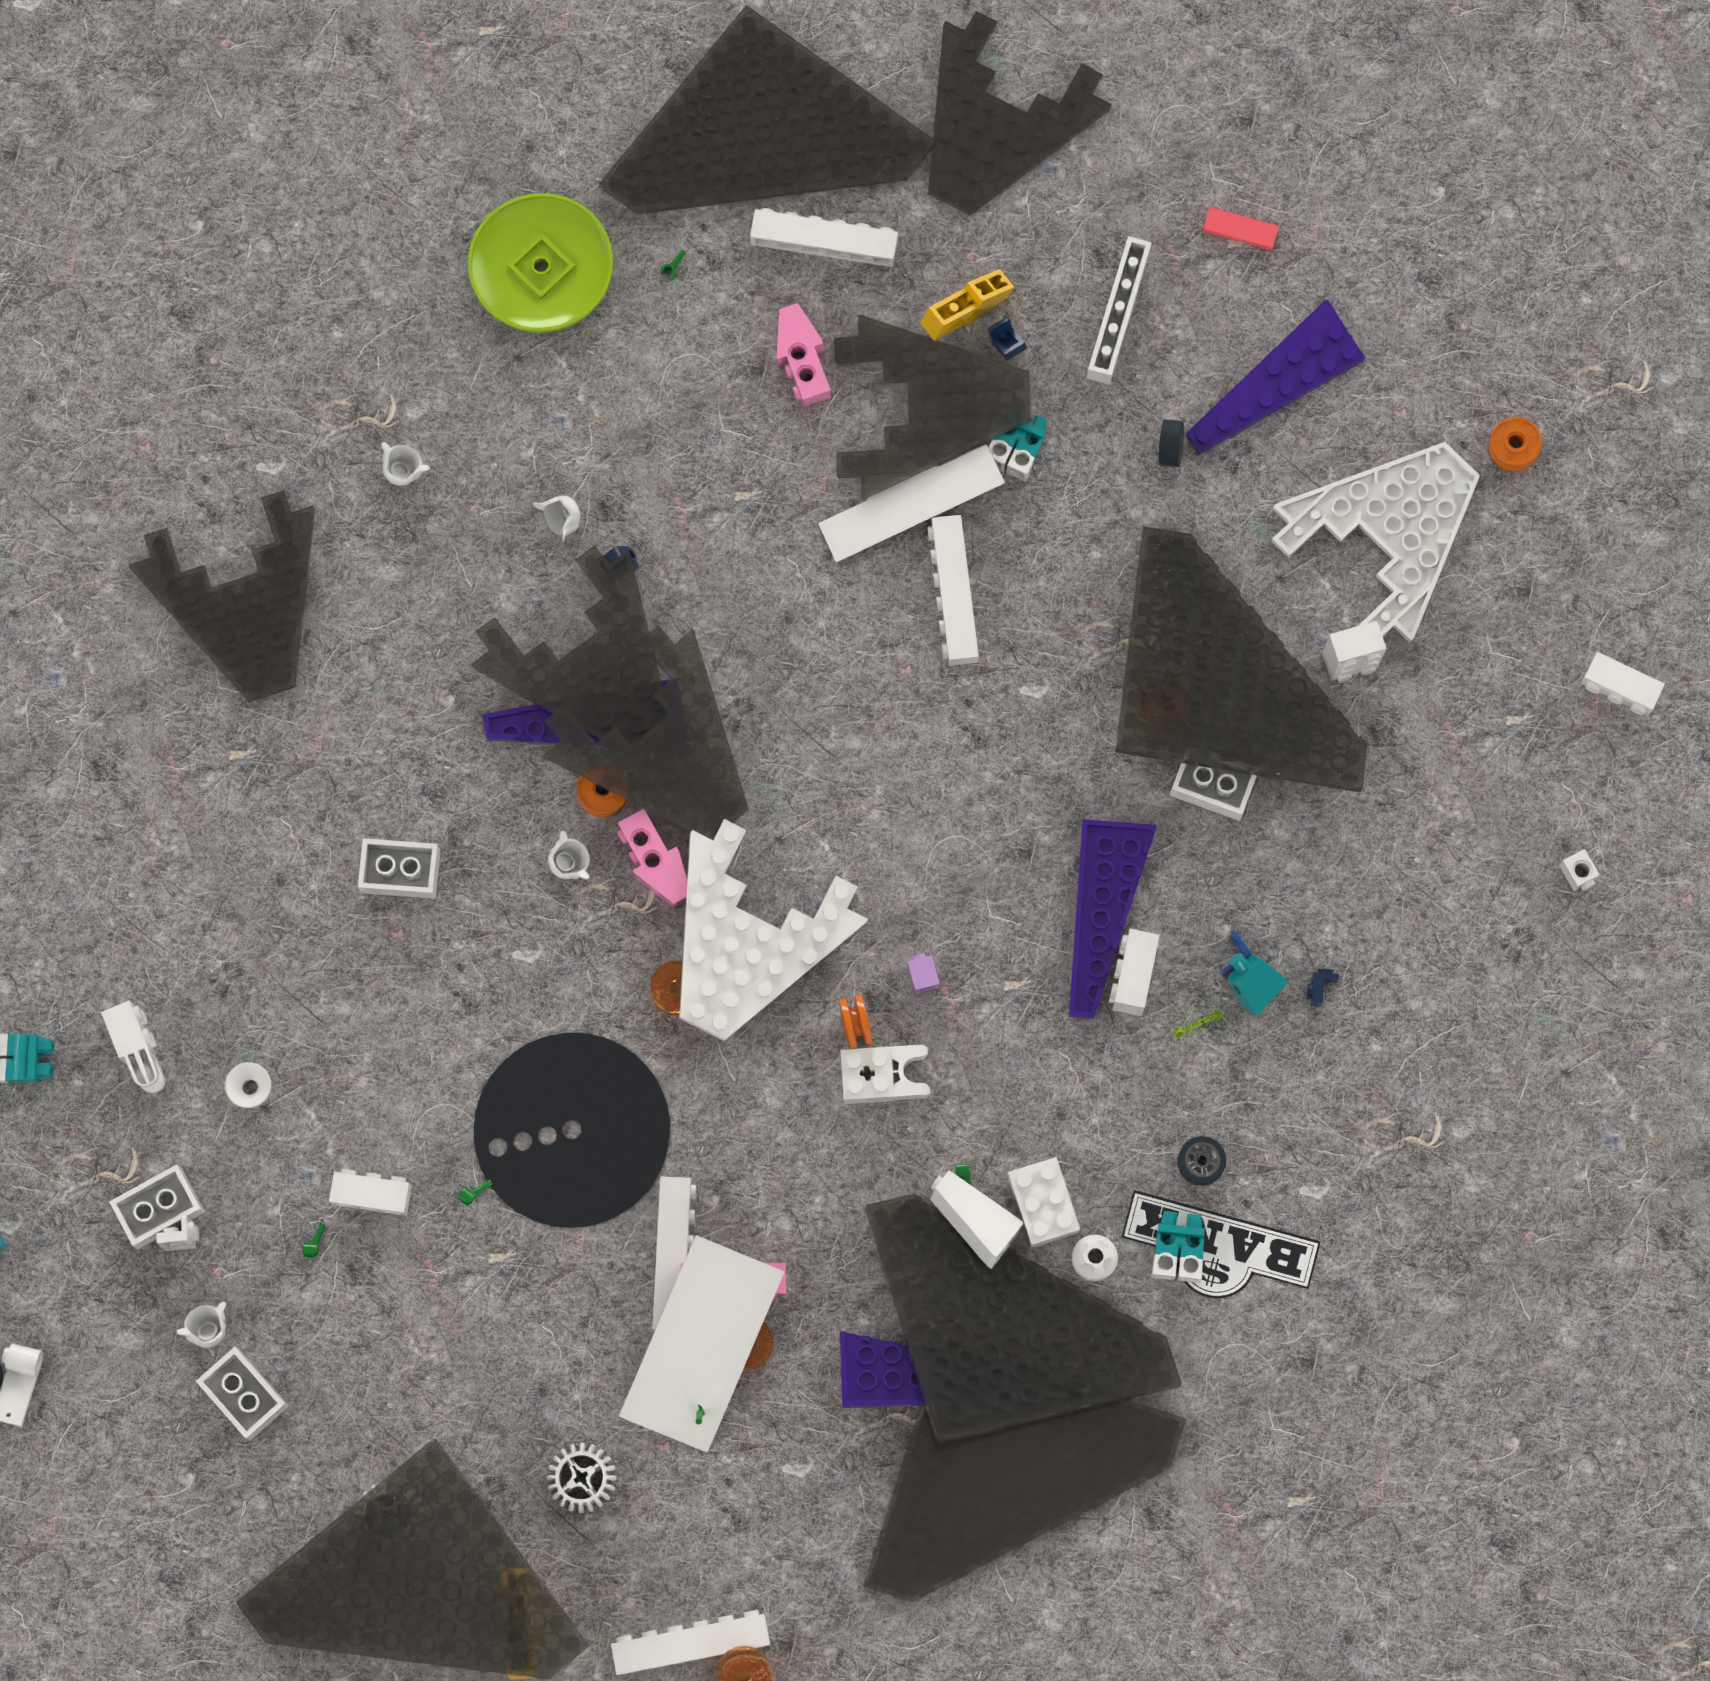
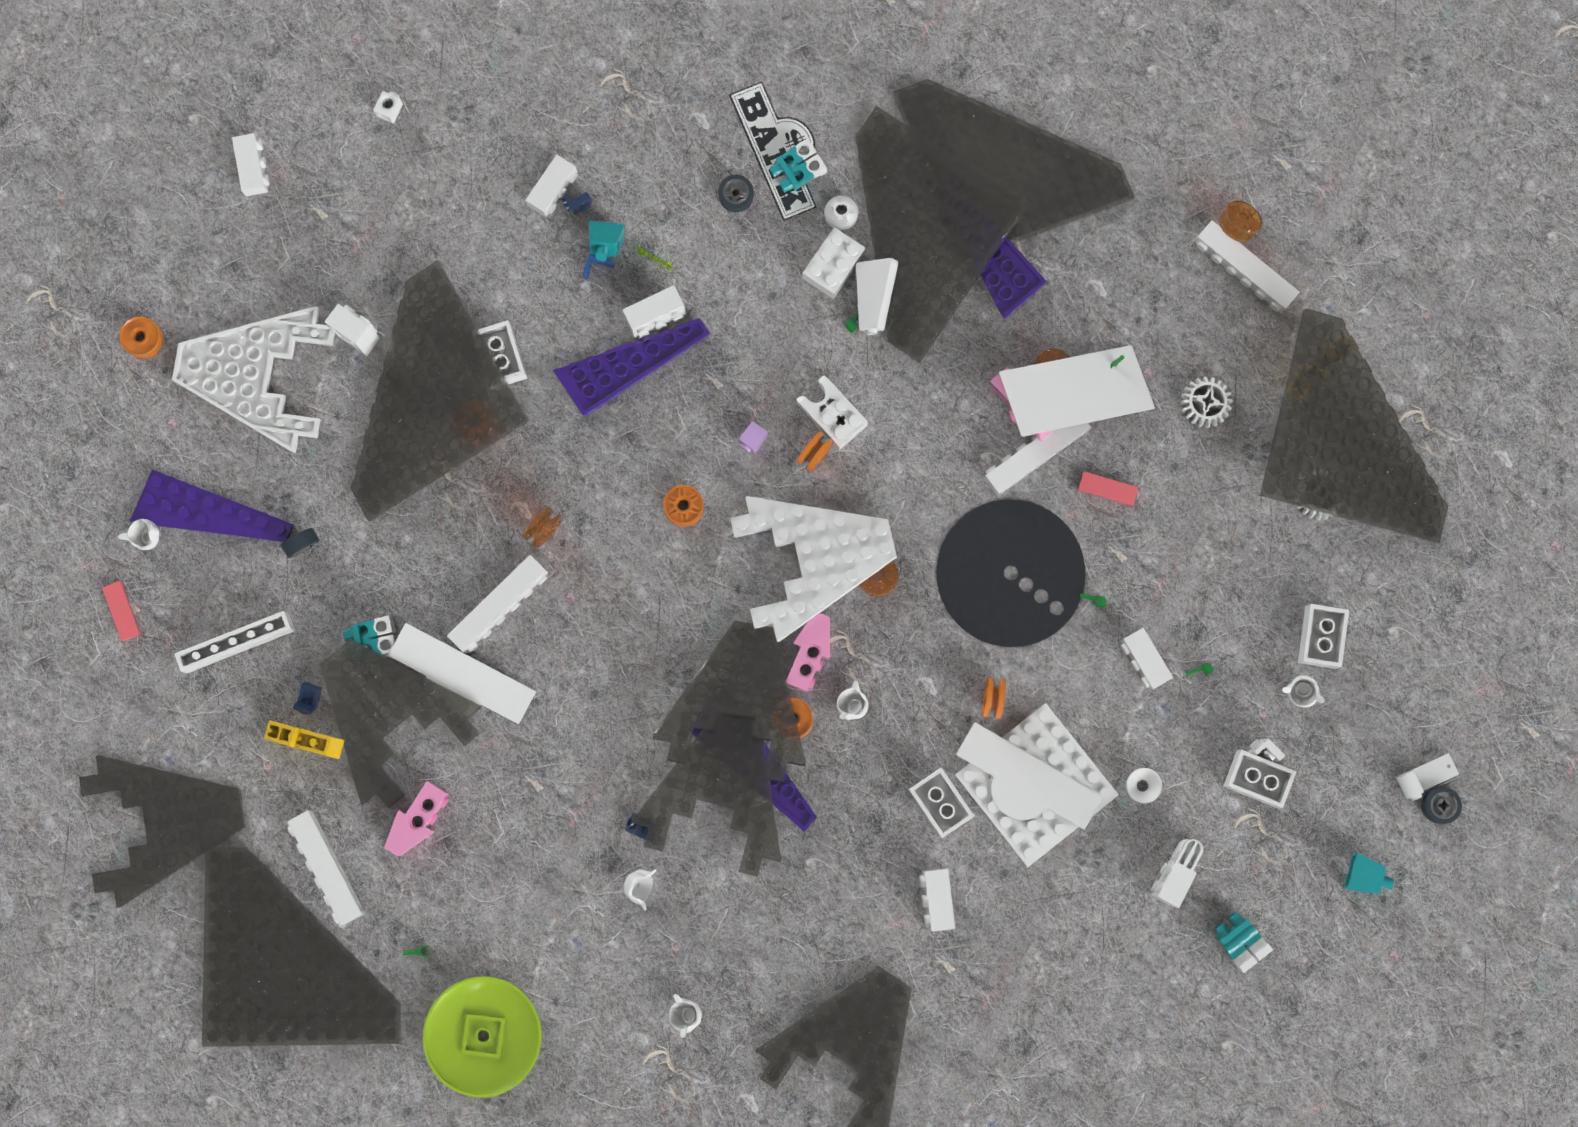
camera: 130 degrees left, 5 degrees up
(308, 788) = (937, 900): none -> white brick
(339, 981) = (1050, 742): none -> white plate
(348, 967) = (1024, 784): none -> white sticker
(458, 1002) = (994, 698): none -> orange wheel
(576, 1300) = (1108, 488): none -> coral tile
(912, 834) = (686, 517): none -> orange wheel
(996, 688) = (542, 527): none -> clear orange wheel
(1302, 300) = (142, 534): none -> white hair
(1358, 974) = (551, 186): none -> white brick

